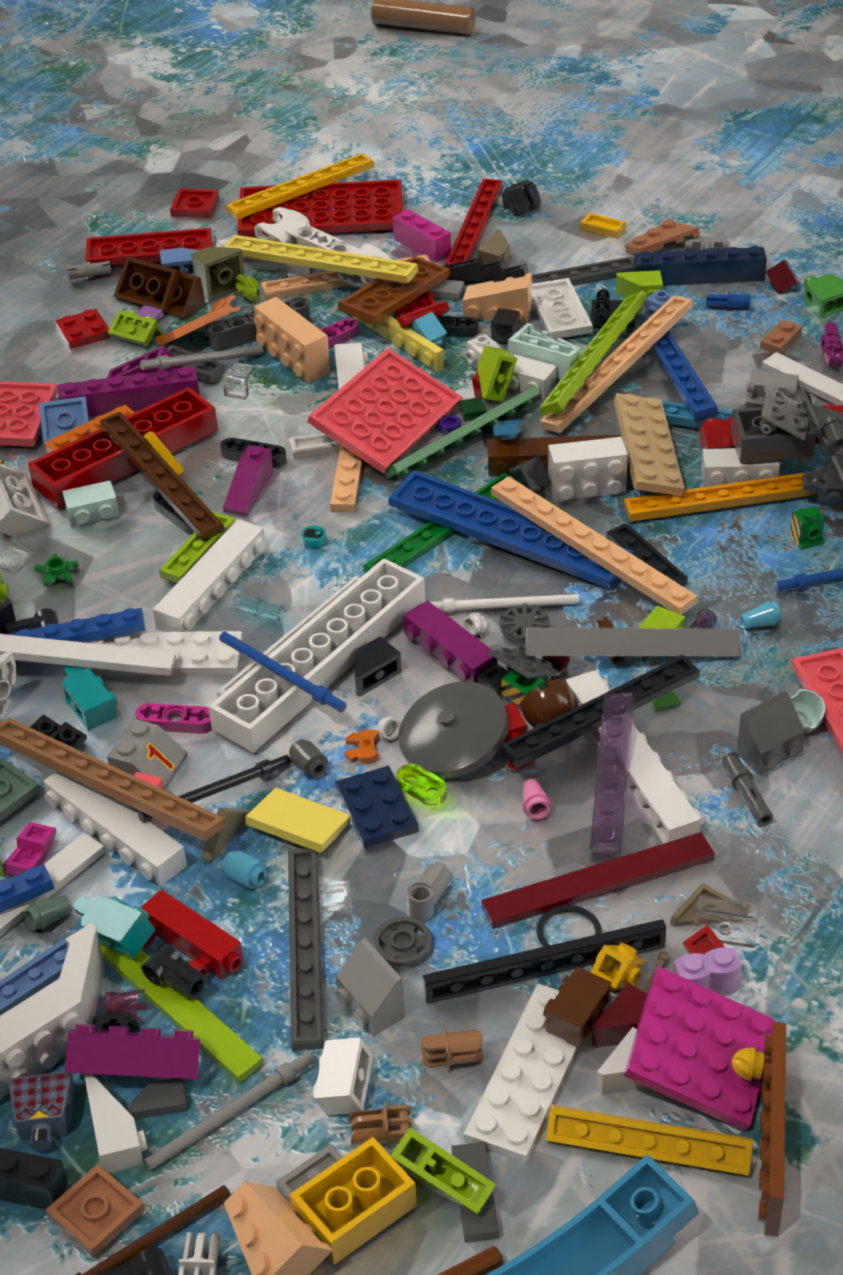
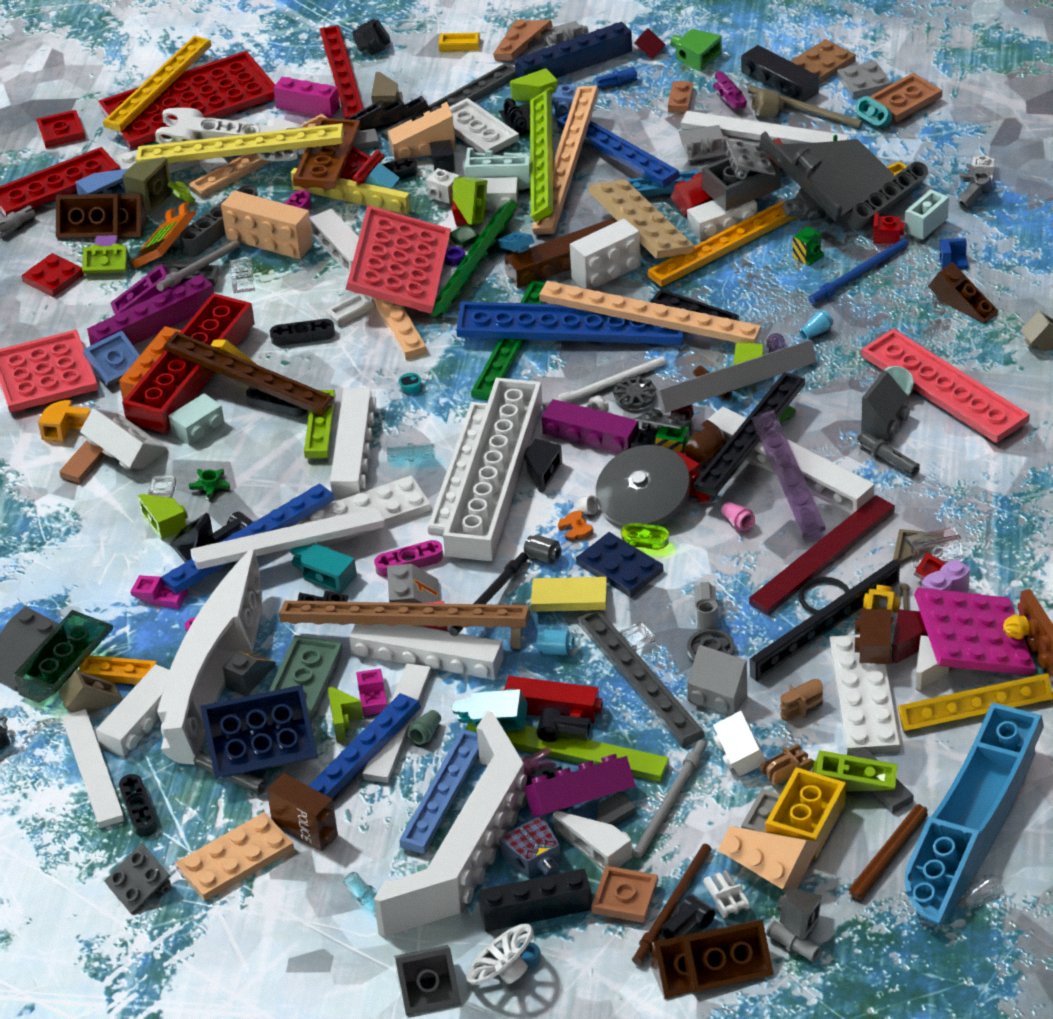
camera: 25 degrees left, 0 degrees up
(249, 480) = (320, 355): magenta slope -> none
(319, 693) = (528, 494): blue bar -> none
(531, 475) = (560, 272): black brick -> none

